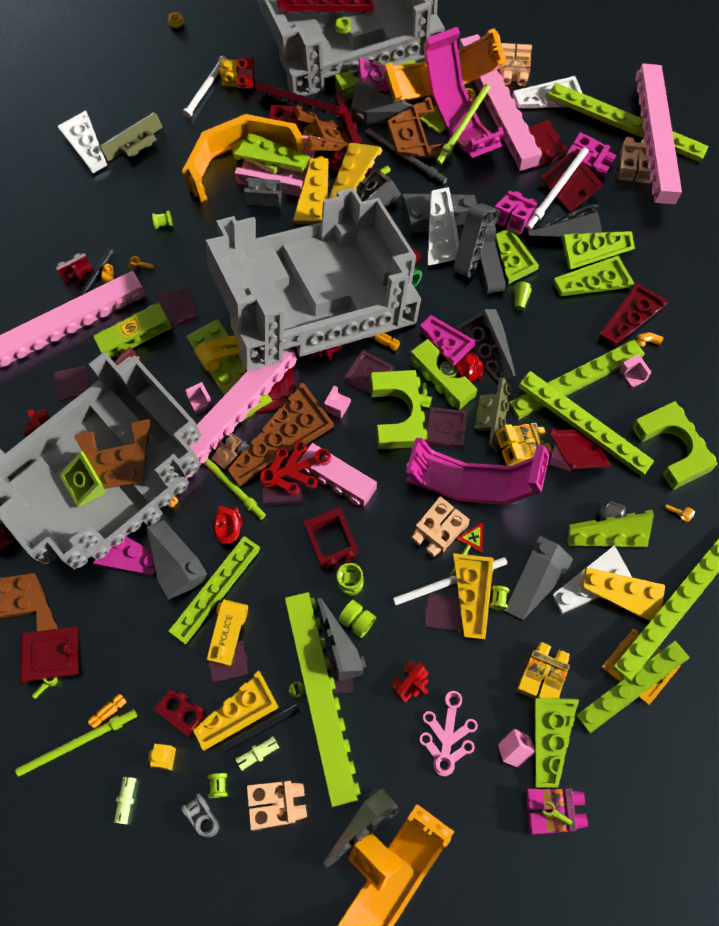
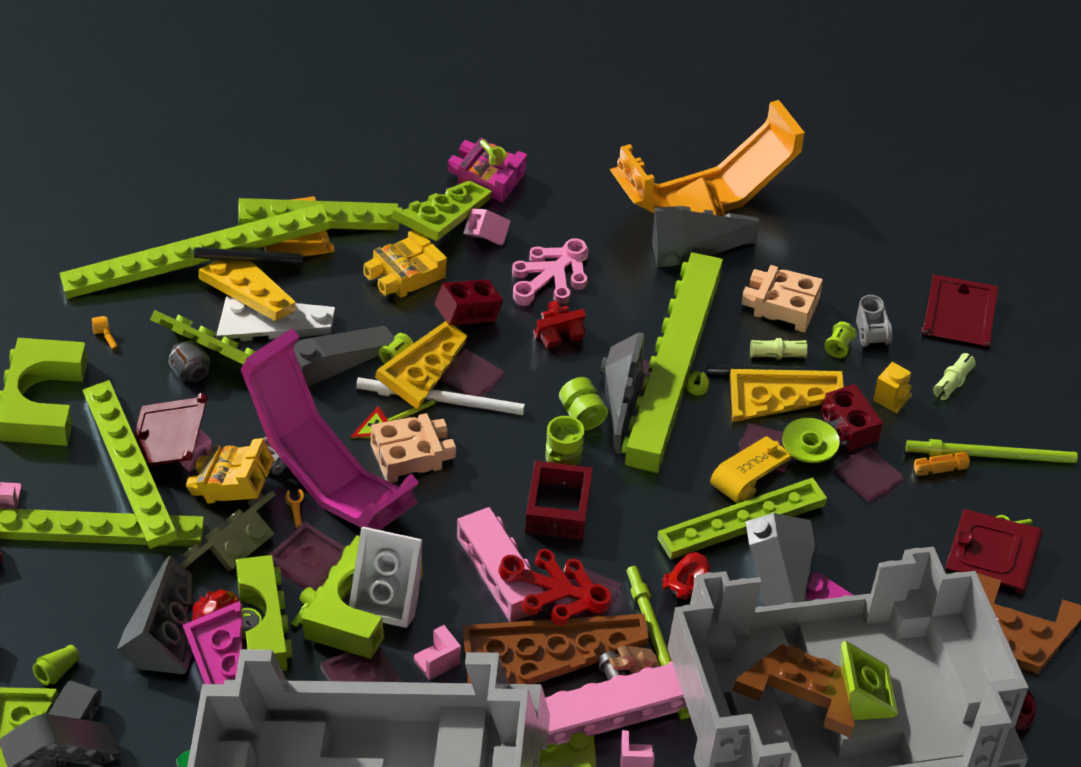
camera: 155 degrees left, 20 degrees down
(141, 871) = (960, 310): none -> dark red container
(153, 677) = (868, 474): none -> clear pink piece
(188, 675) = (810, 440): none -> lime dish
(385, 411) = (387, 576): none -> white slope
(476, 658) = (469, 302): none -> dark red brick
(477, 453) = (295, 505): none -> light orange hand
(645, 615) = (246, 255): none -> black bar

